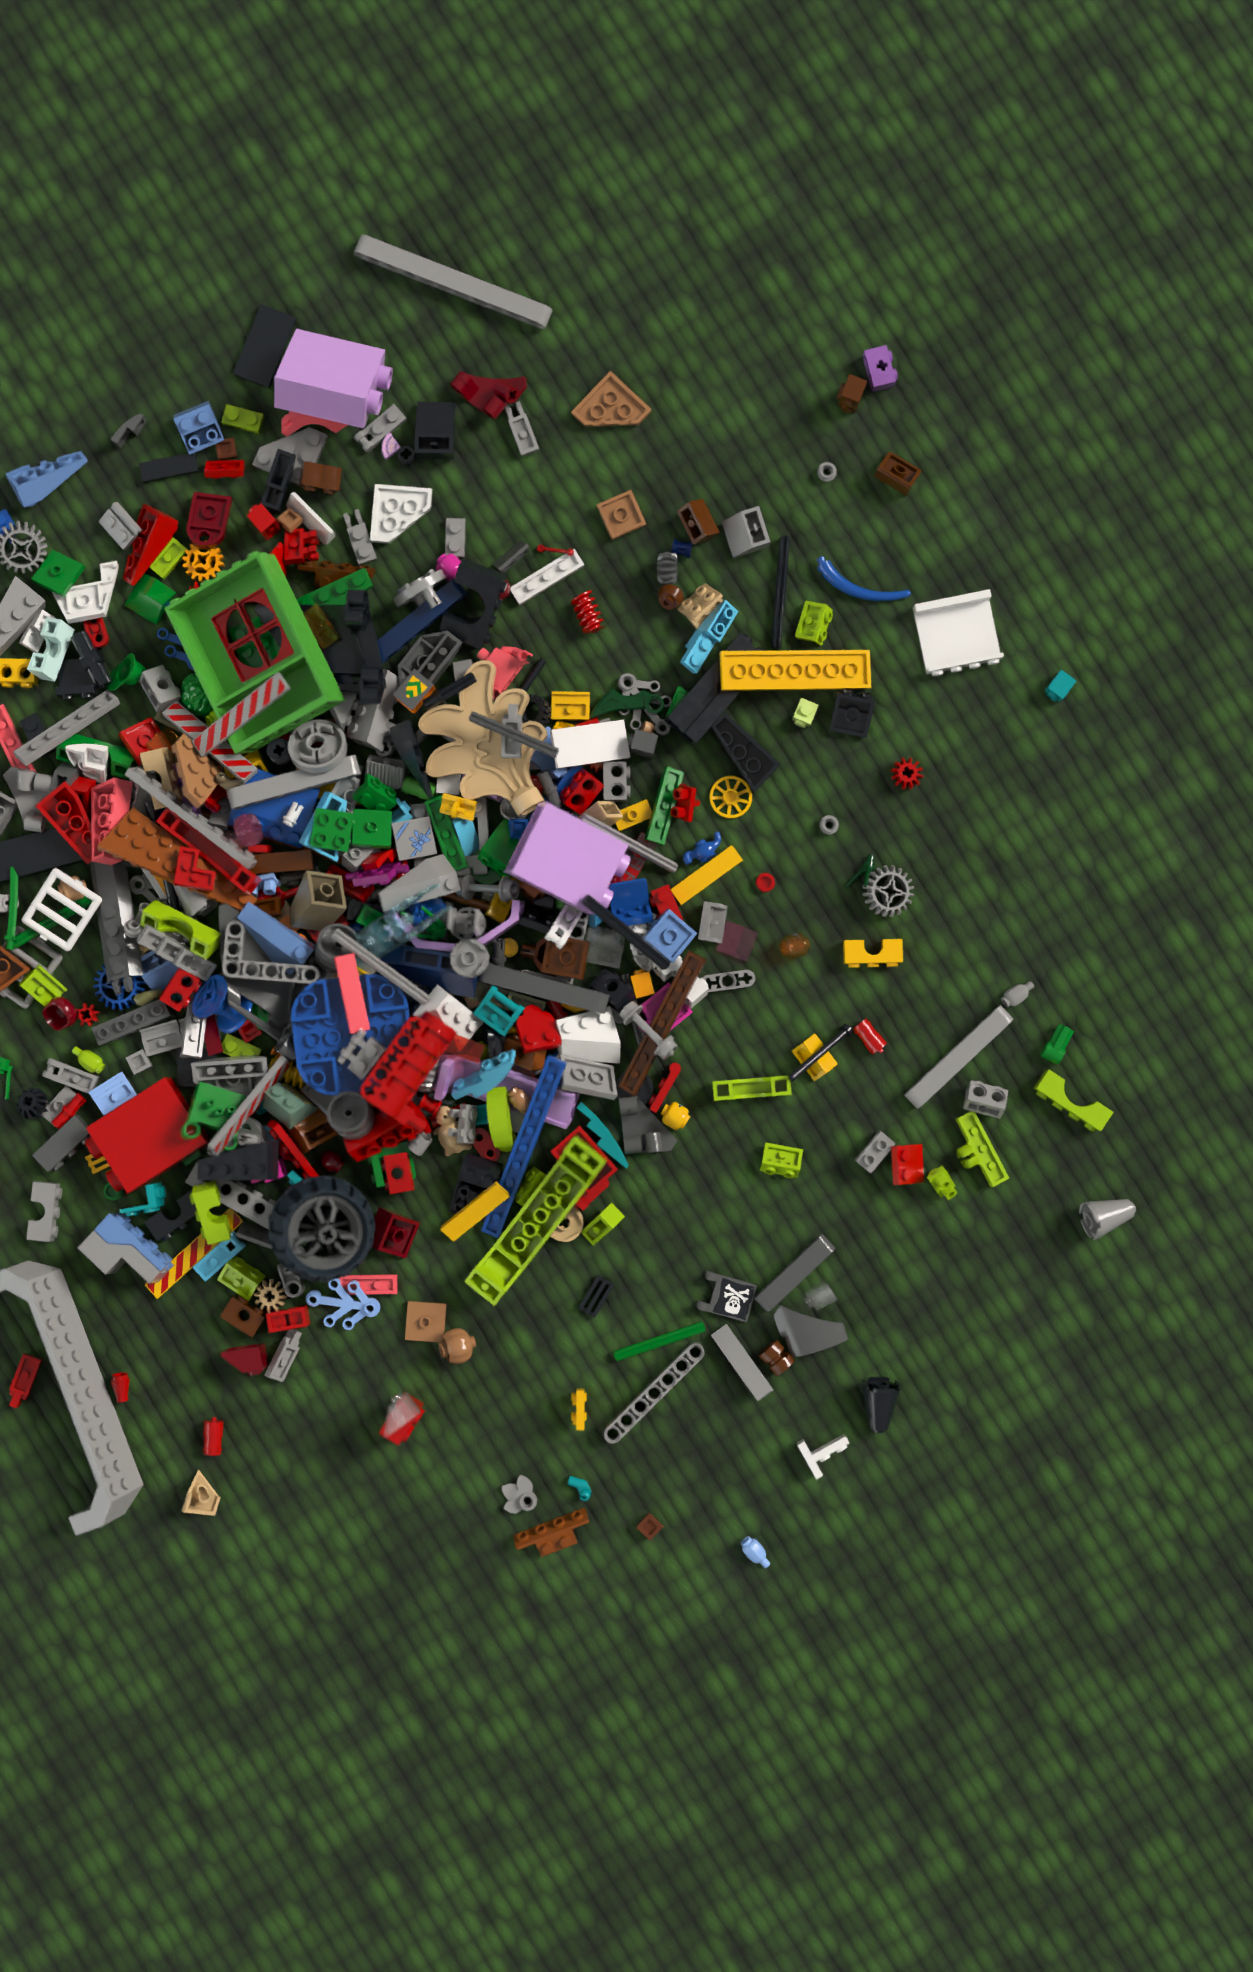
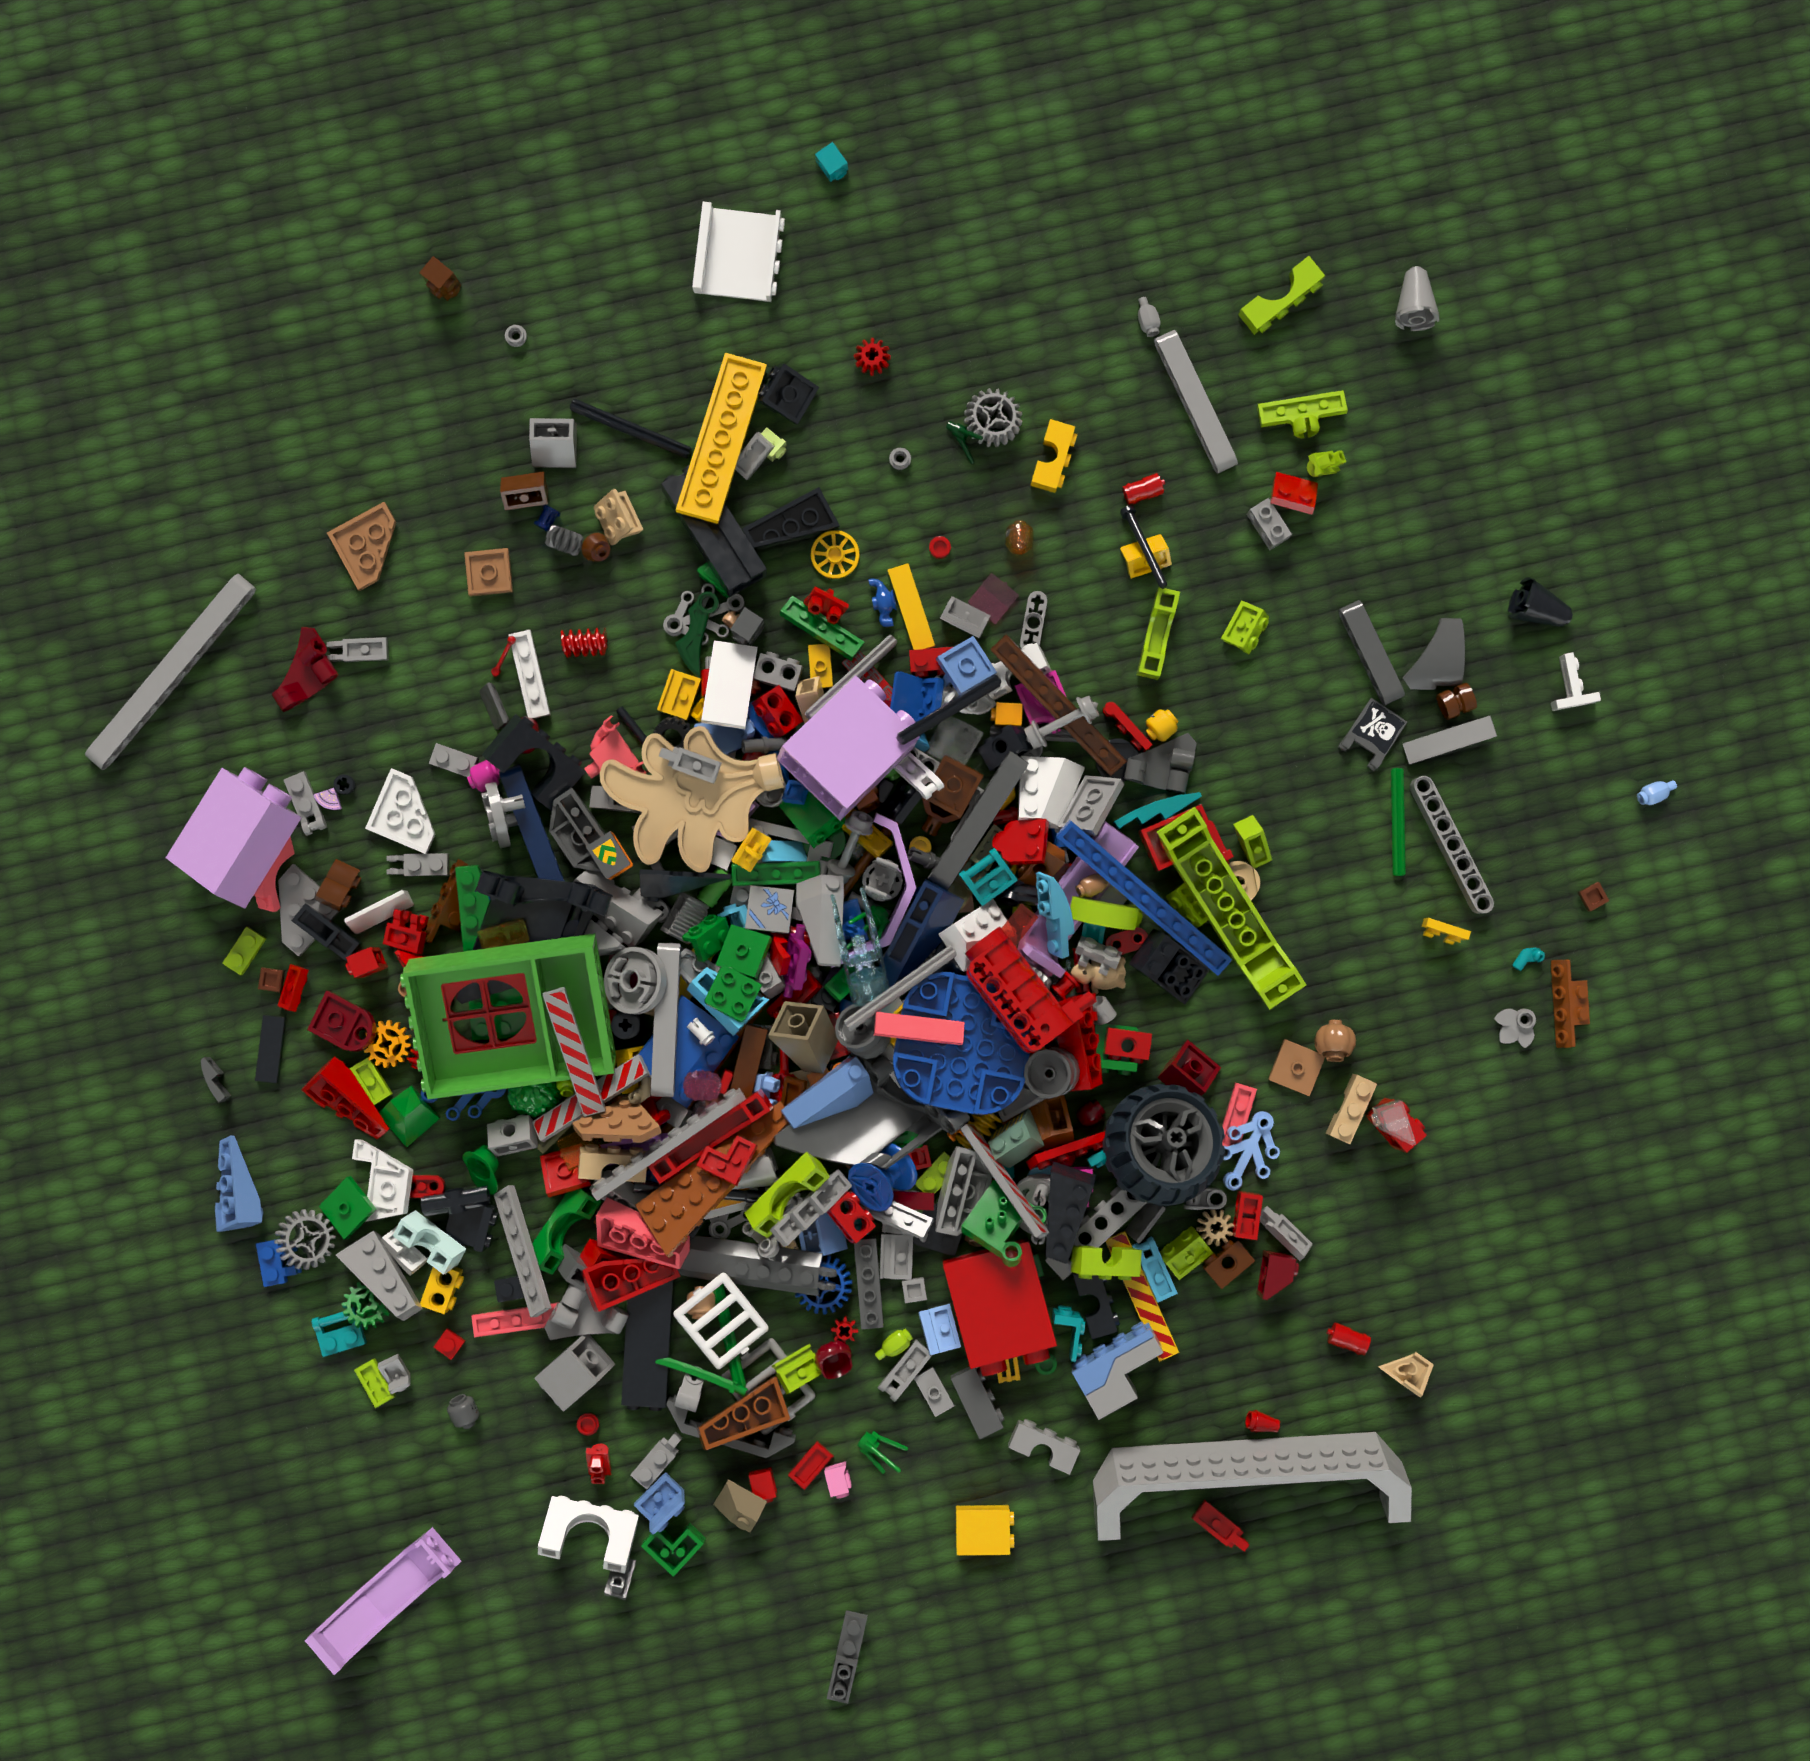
camera: 75 degrees left, 0 degrees up
(32, 1103) = (930, 1424): black gear -> none
(68, 1111) = (943, 1384): red pin -> none
(91, 760) = (566, 1236): white brick -> none
(120, 525) = (317, 1122): light grey plate -> none
(146, 997) = (848, 1263): olive arm -> none
(198, 427) = (237, 1001): medium blue slope -> none
(261, 966) = (858, 1118): light grey beam -> none
(265, 346) = (172, 900): black tile -> none
(289, 520) = (373, 934): medium nougat tile -> none
(366, 1058) = (994, 1034): light grey plate -> none
(407, 1379) = (1357, 1097): none -> tan arch
(435, 430) = (328, 743): black slope -> none
(448, 691) = (621, 816): black axle -> none
(469, 958) = (922, 888): light grey tile -> none
(474, 1211) = (1196, 974): yellow tile -> none
(514, 734) = (694, 760): dark grey axle -> none
(588, 1310) = (1321, 854): black tile -> none
(707, 634) = (649, 519): medium azure slope -> none
(790, 701) = (753, 455): none -> light grey plate
(814, 622) = (675, 402): lime bracket -> none
(820, 1296) = (1405, 632): clear slope -> none
(842, 584) = (639, 362): blue animal -> none
(880, 379) = (433, 245): medium lavender brick -> none
(897, 473) = (543, 260): reddish brown slope -> none
(984, 1103) = (1252, 389): light grey brick -> none
(1055, 1048) = (1220, 296): green piece -> none

